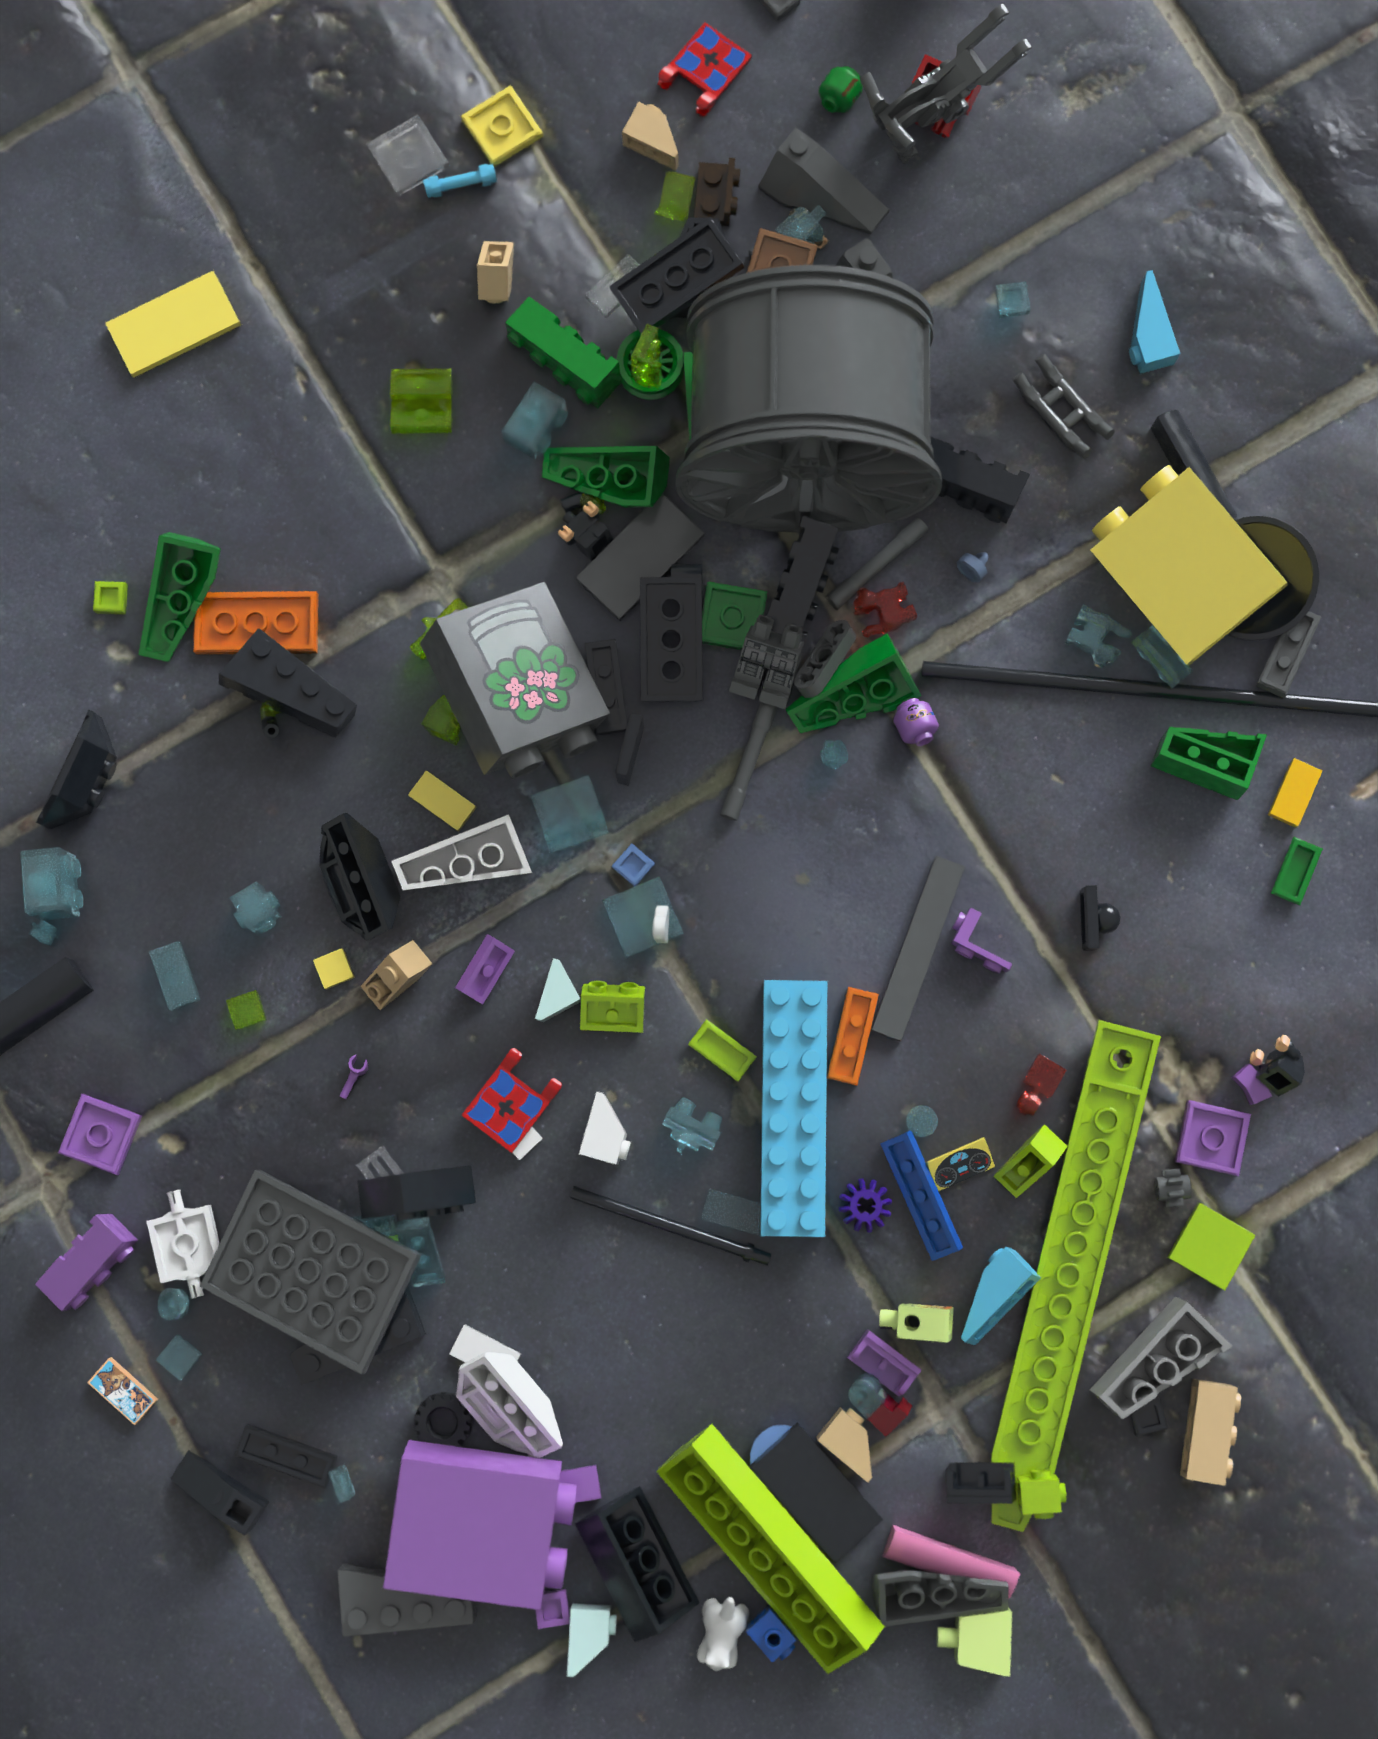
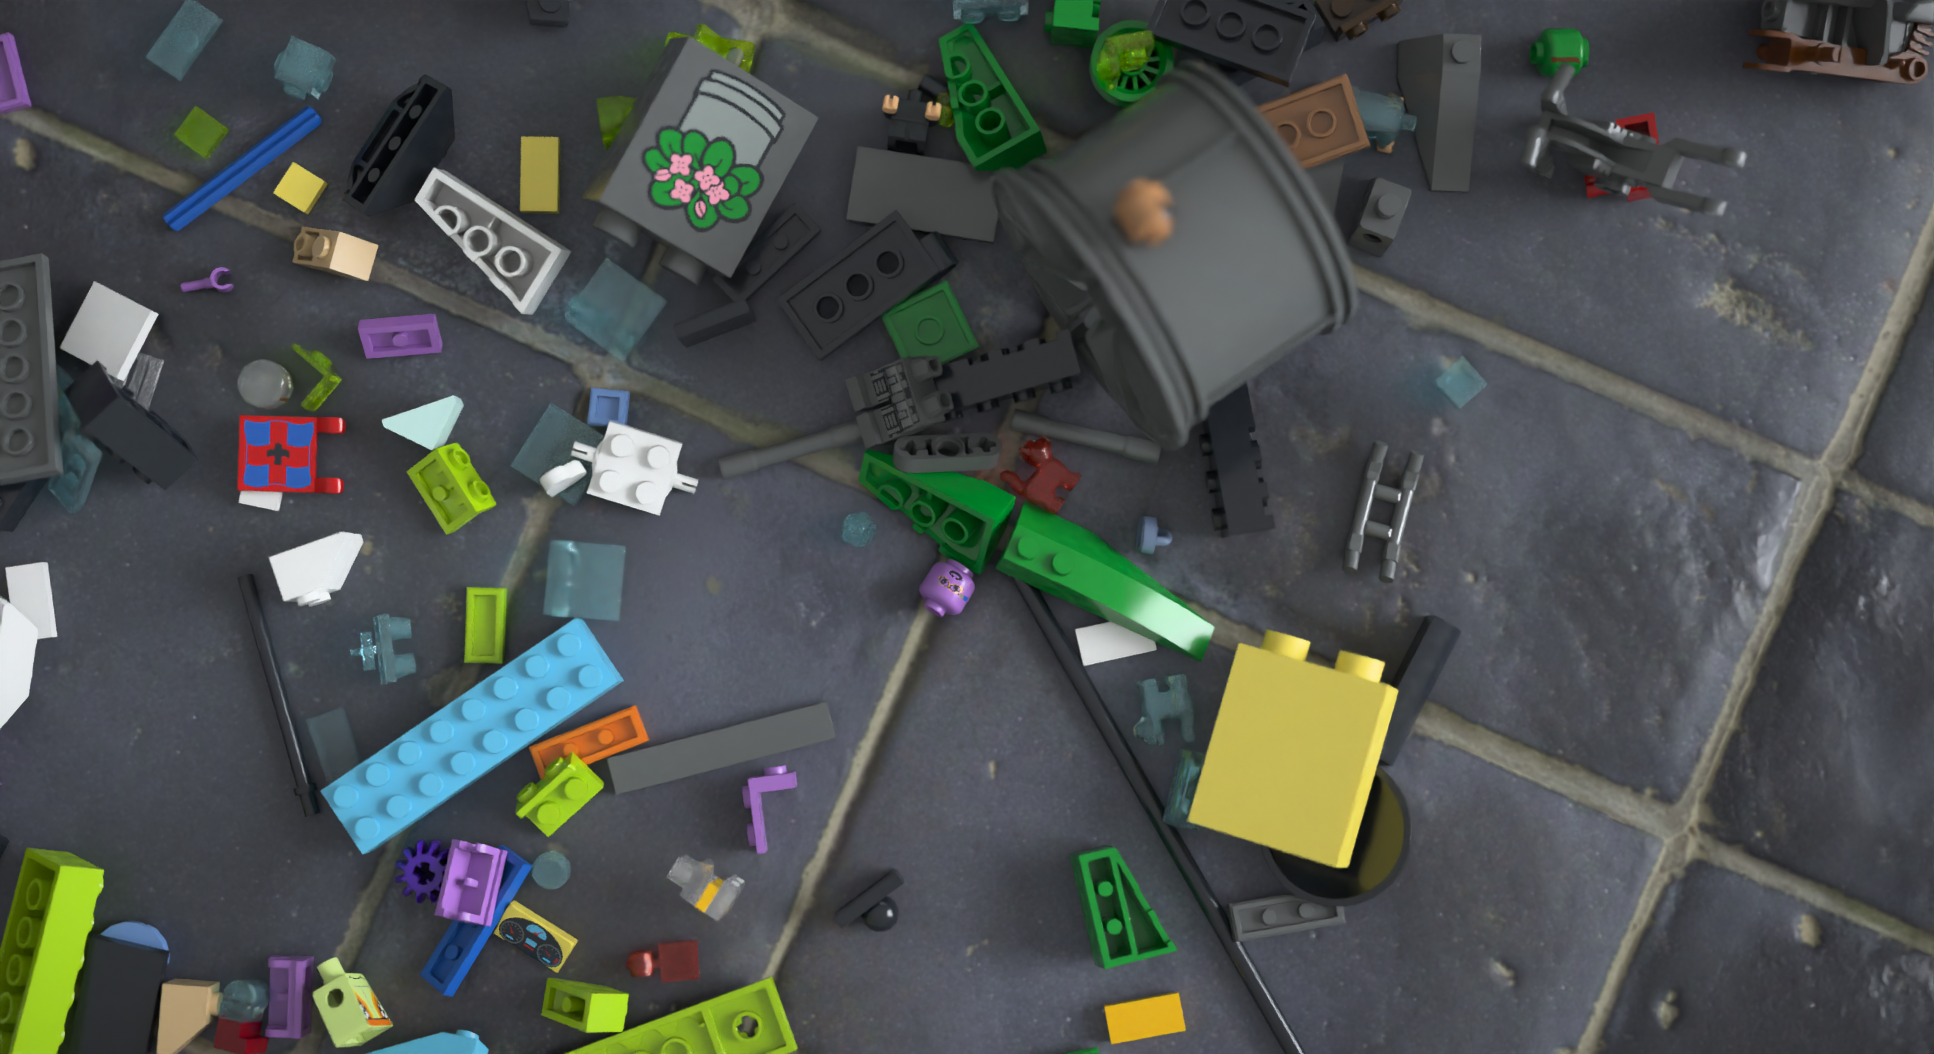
camera: 50 degrees right, 5 degrees up
(291, 998) = (242, 168): none -> blue axle
(336, 1165) = (109, 330): none -> white tile
(464, 1082) = (275, 390): none -> clear head
(465, 1036) = (327, 383): none -> clear neon green bracket
(687, 873) = (634, 467): none -> white plate
(739, 961) = (584, 580): none -> clear light blue hinge
(787, 379) = (1145, 212): none -> medium nougat head
(873, 1078) = (558, 794): none -> lime bracket
(895, 1177) = (471, 883): none -> medium lavender hinge
(978, 620) = (1100, 580): none -> green wedge
(1010, 1021) = (704, 888): none -> clear hips
(1026, 637) = (1110, 642): none -> white tile
(1152, 338) = (1521, 552): medium azure slope -> none

